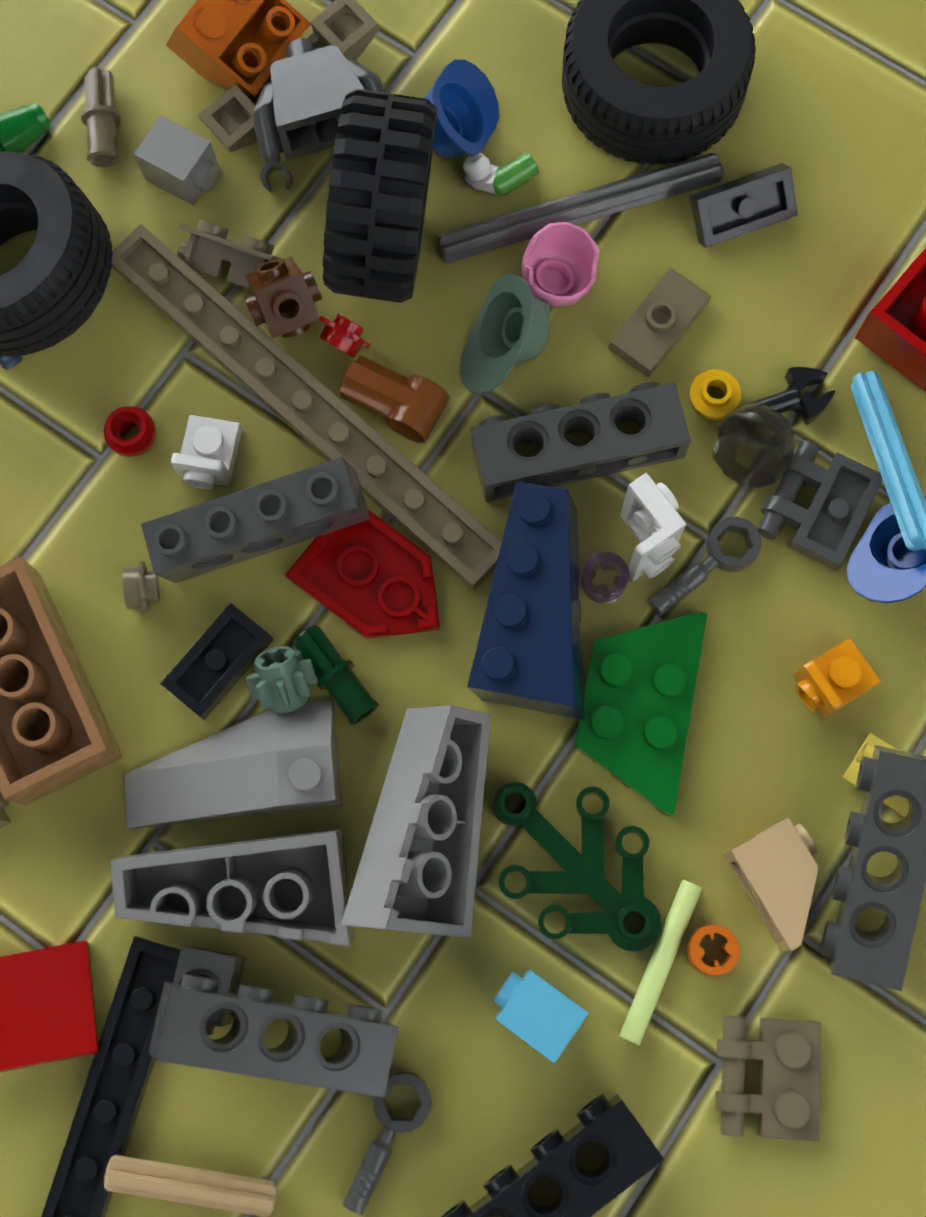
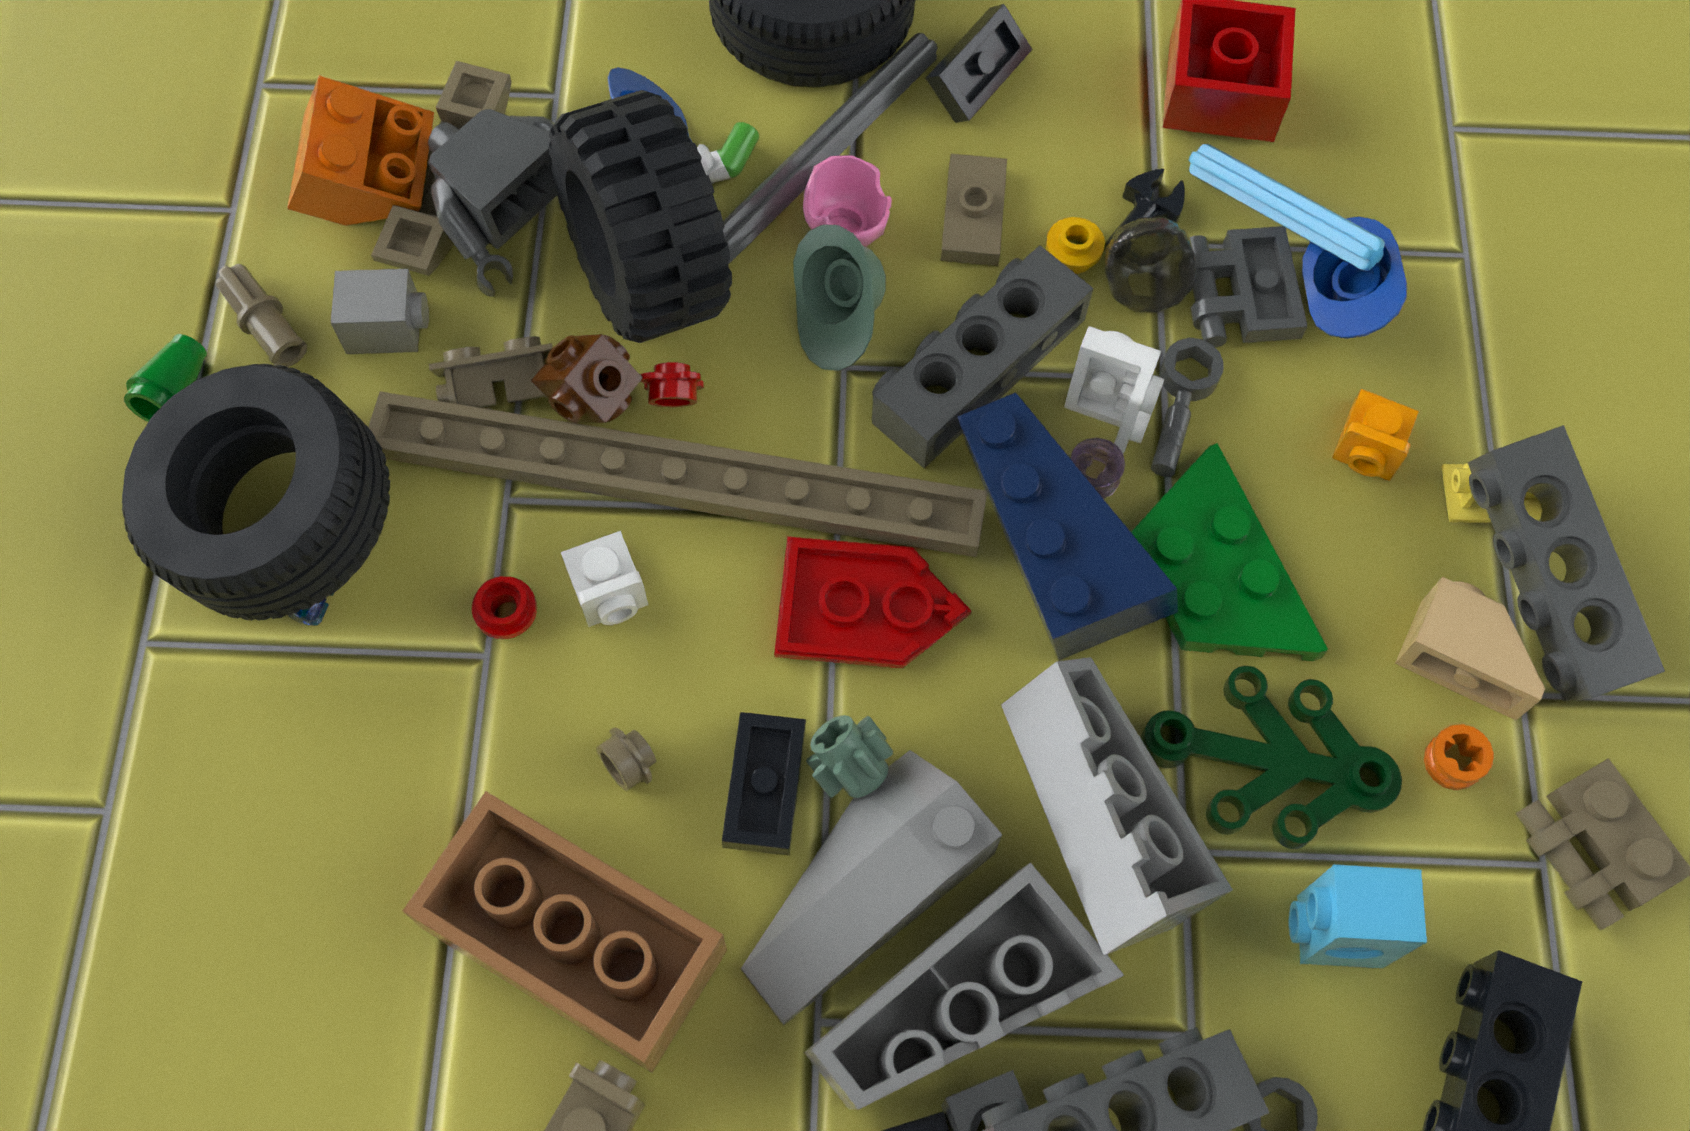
camera: 40 degrees left, 10 degrees down
(255, 521) = (715, 609): dark grey brick -> none
(335, 674) = (899, 720): dark green axle -> none
(406, 404) = (786, 415): dark orange piece -> none
(660, 962) = (1420, 803): yellowish green bar -> none

